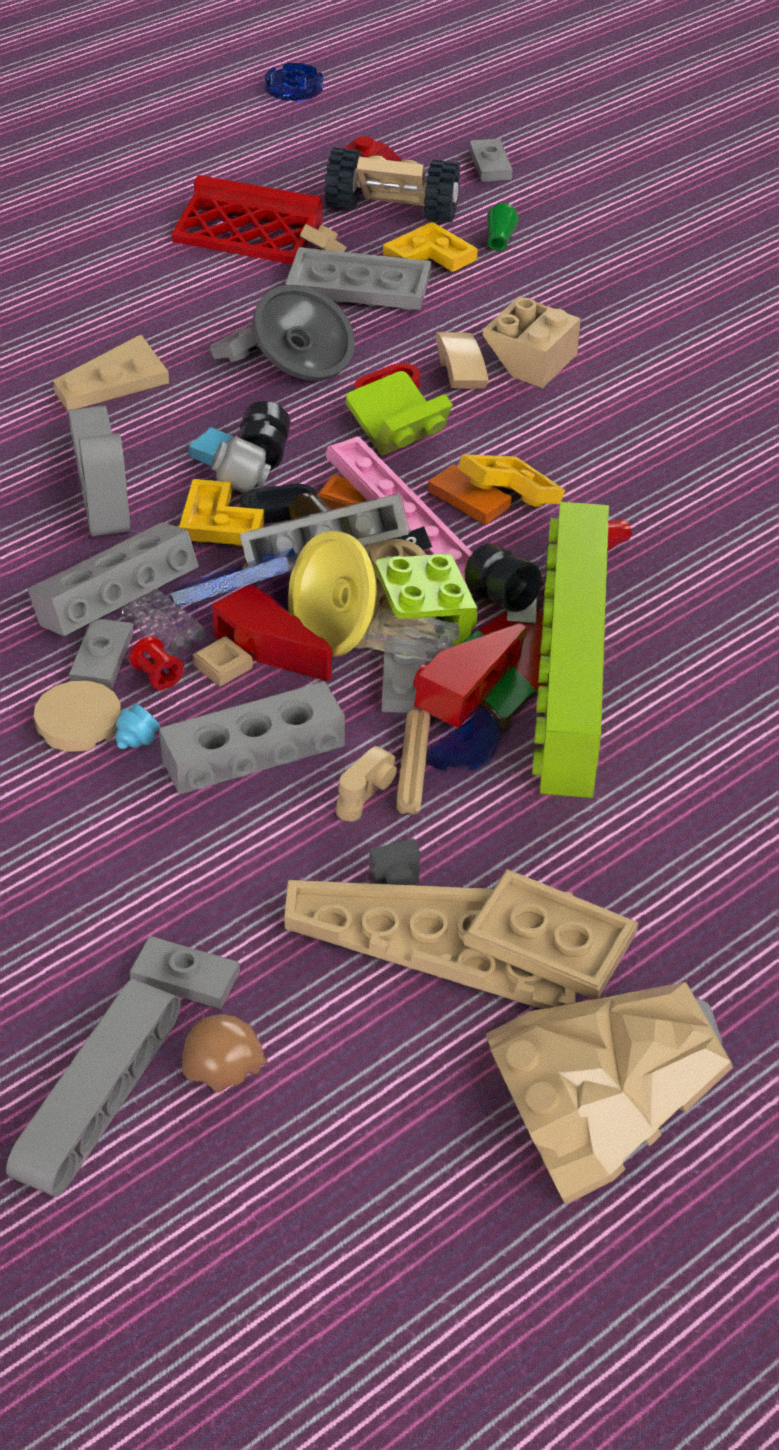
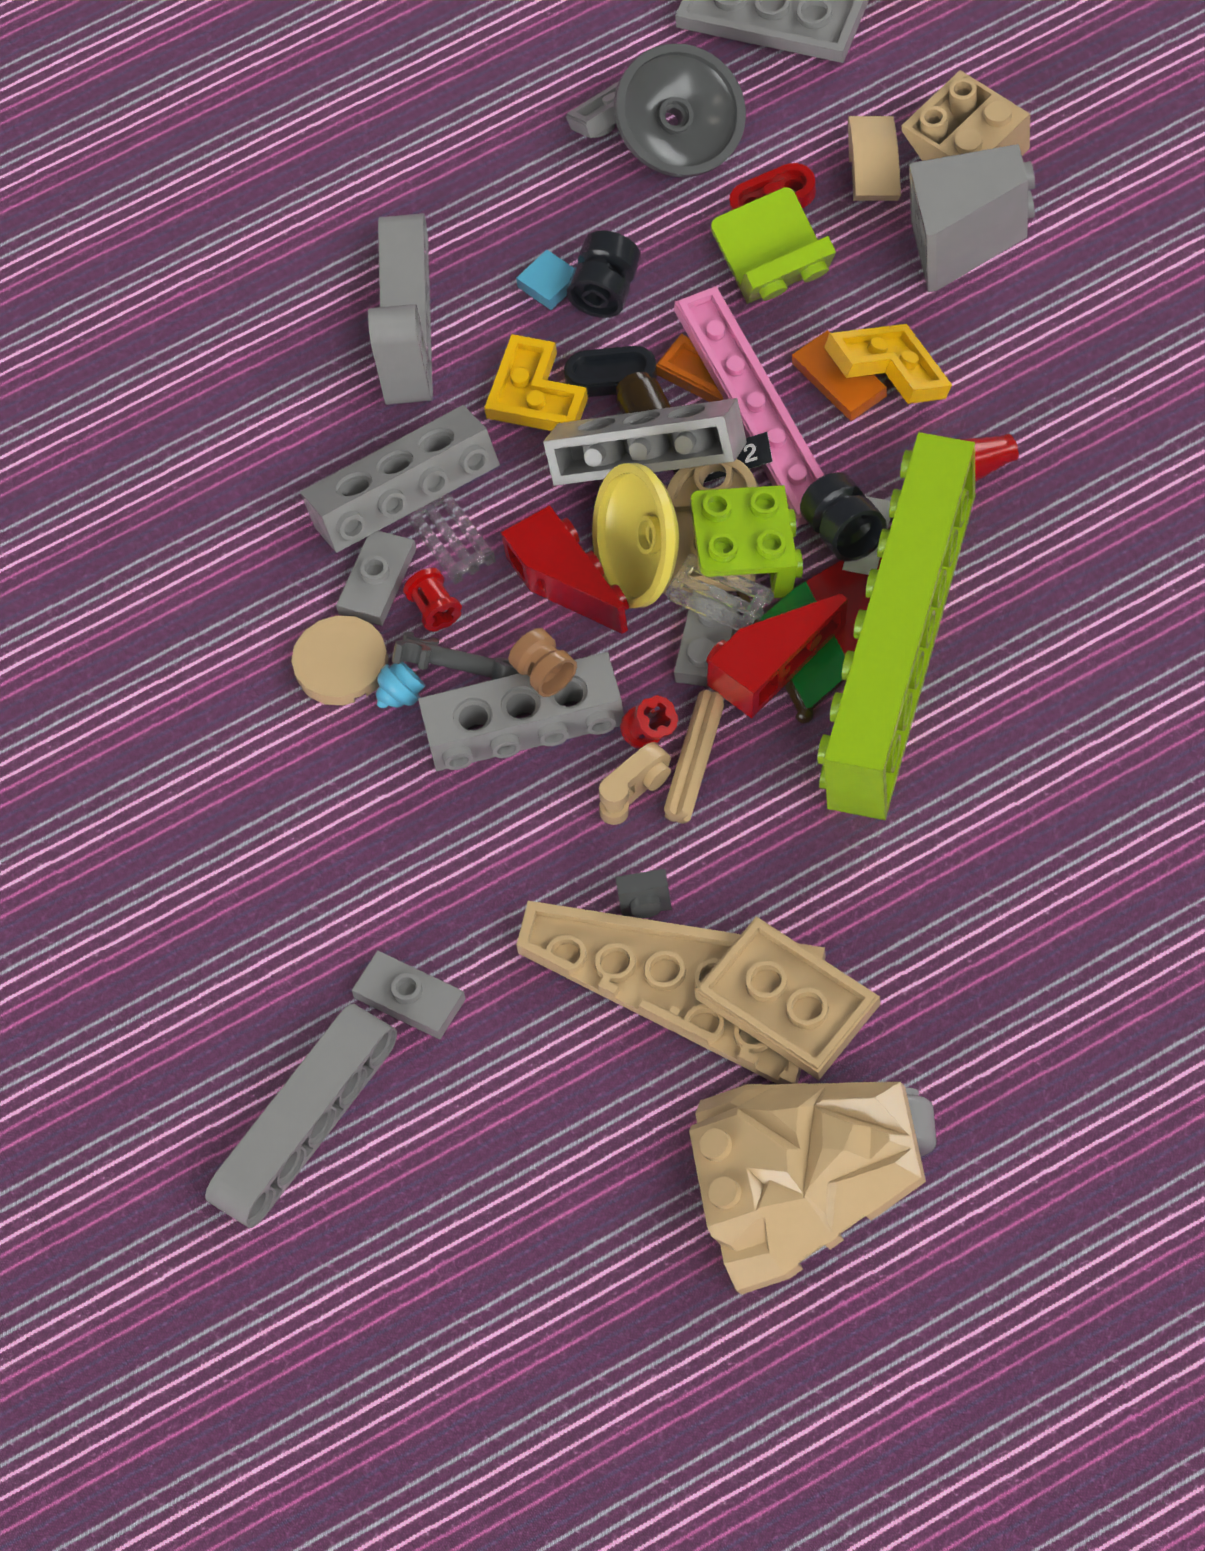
camera: 20 degrees right, 15 degrees up
(112, 375) = (443, 151): tan wing -> none
(163, 699) = (428, 651): none -> dark grey bar
(221, 1052) = (430, 1093): medium nougat hair -> none
(222, 661) = (508, 598): tan tile -> none
(234, 578) = (533, 494): clear blue tile -> none
(240, 464) = (569, 318): light grey head -> none
(274, 688) = (545, 665): none -> medium nougat wheel
(366, 732) = (636, 722): none -> red bush
(468, 745) = (759, 741): clear blue tile -> none
(547, 378) = (968, 210): none -> light grey slope

